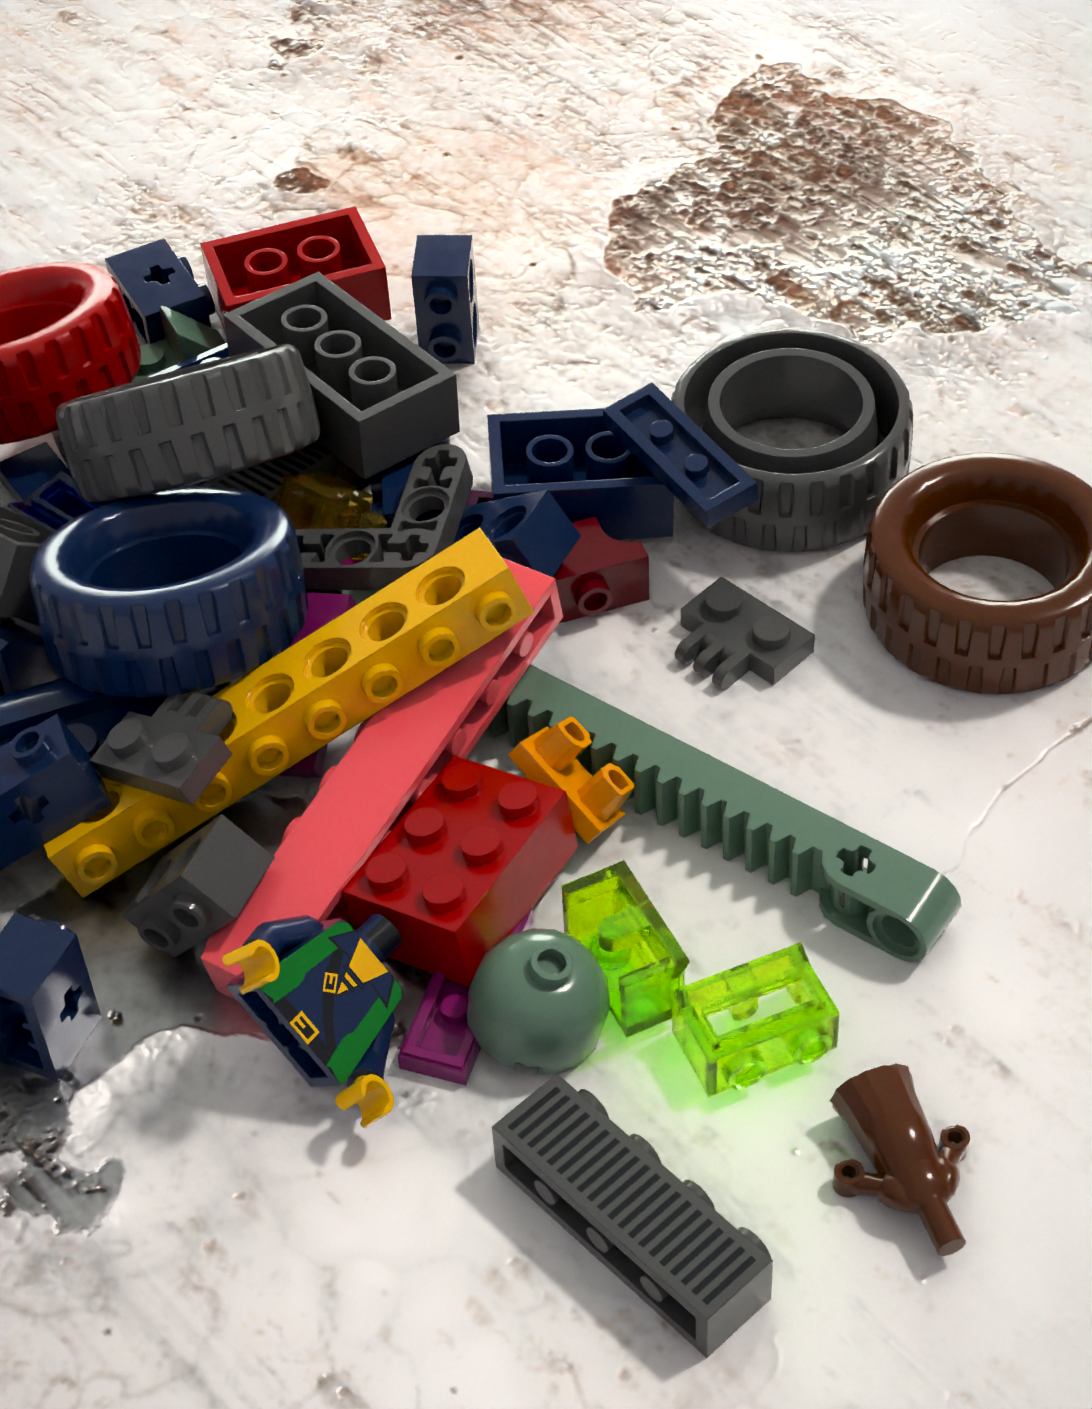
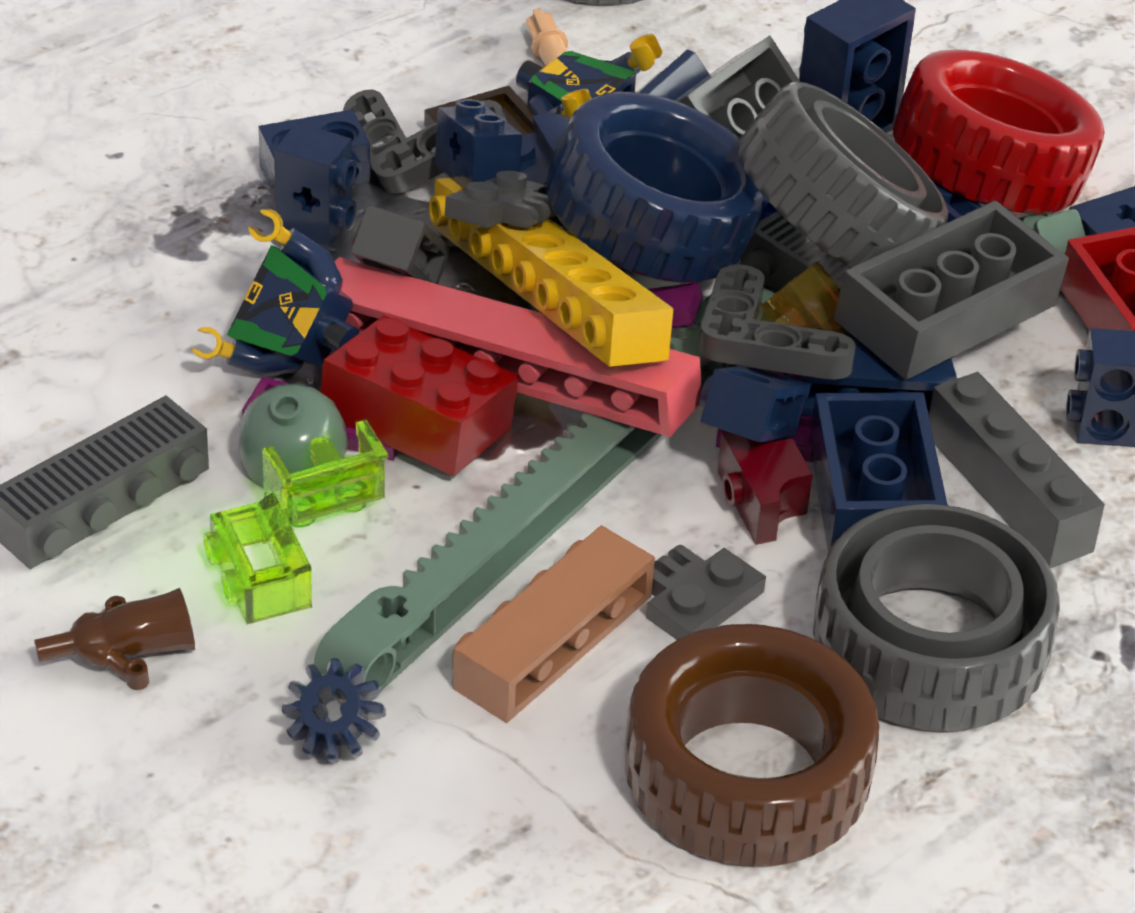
camera: 85 degrees right, 5 degrees down
(551, 760) = (501, 452): light orange hips -> none
(566, 373) = (1015, 469): none -> dark grey brick
(680, 455) = (852, 495): dark blue plate -> none
(826, 740) = (552, 623): none -> nougat brick
(1015, 915) = (311, 710): none -> dark blue gear

